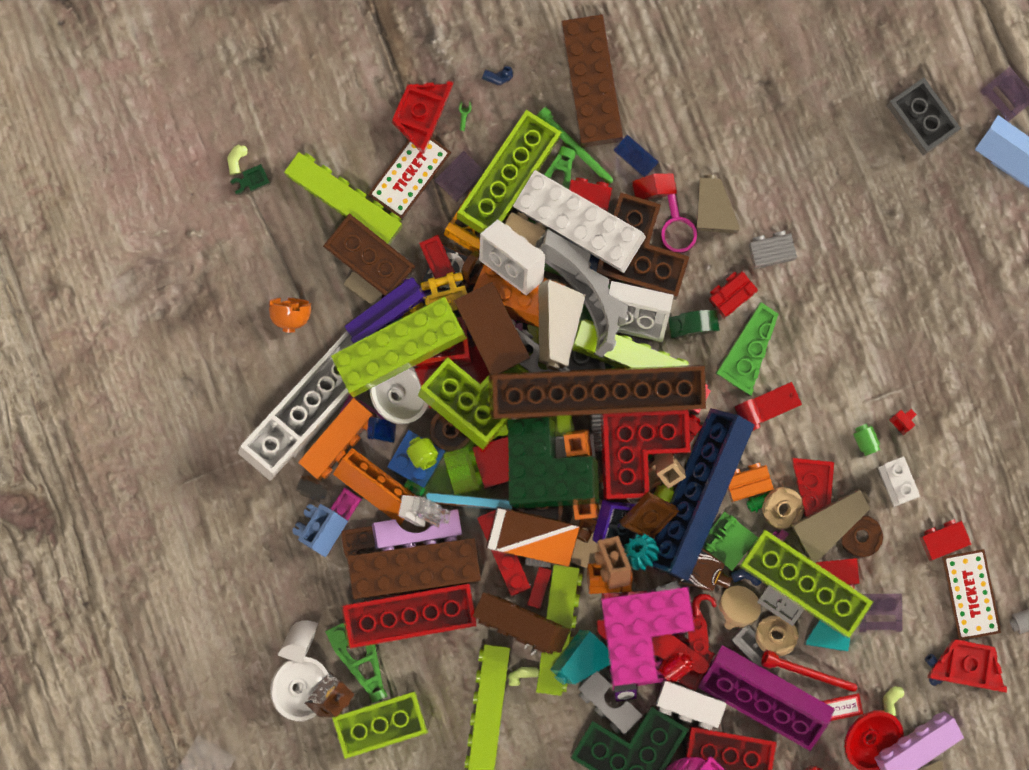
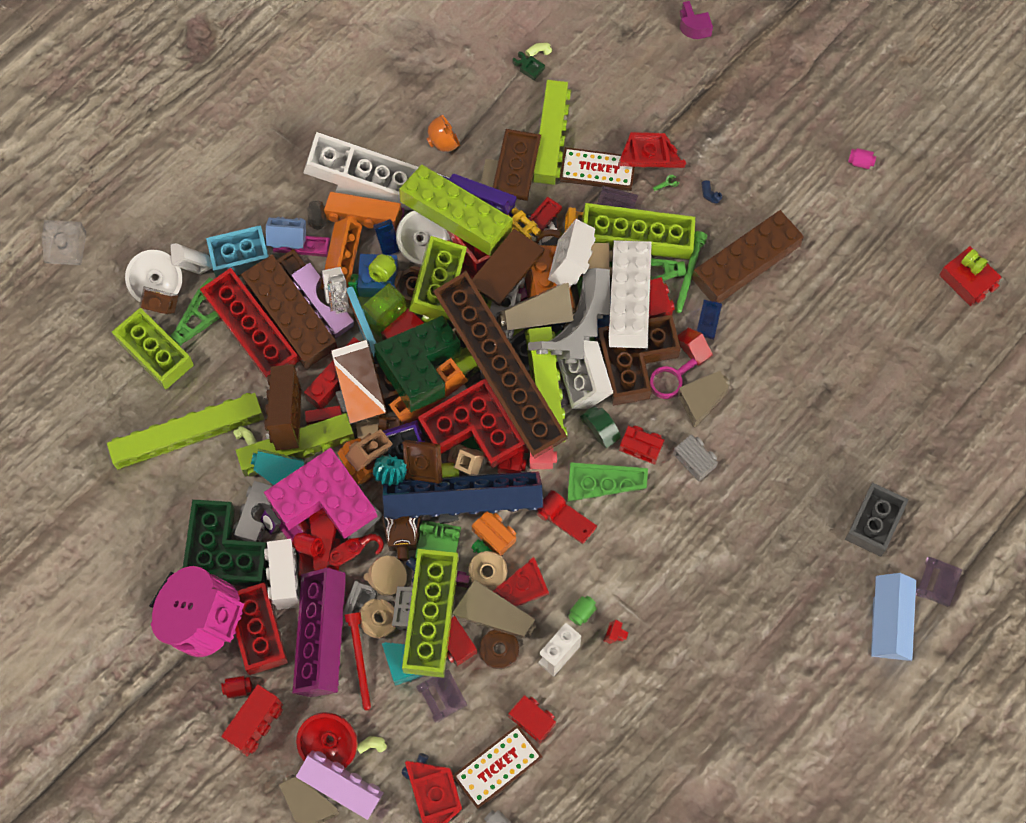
camera: 65 degrees right, 15 degrees down
(316, 588) = (237, 250): none -> medium azure brick
(845, 706) = (344, 704): tile -> none

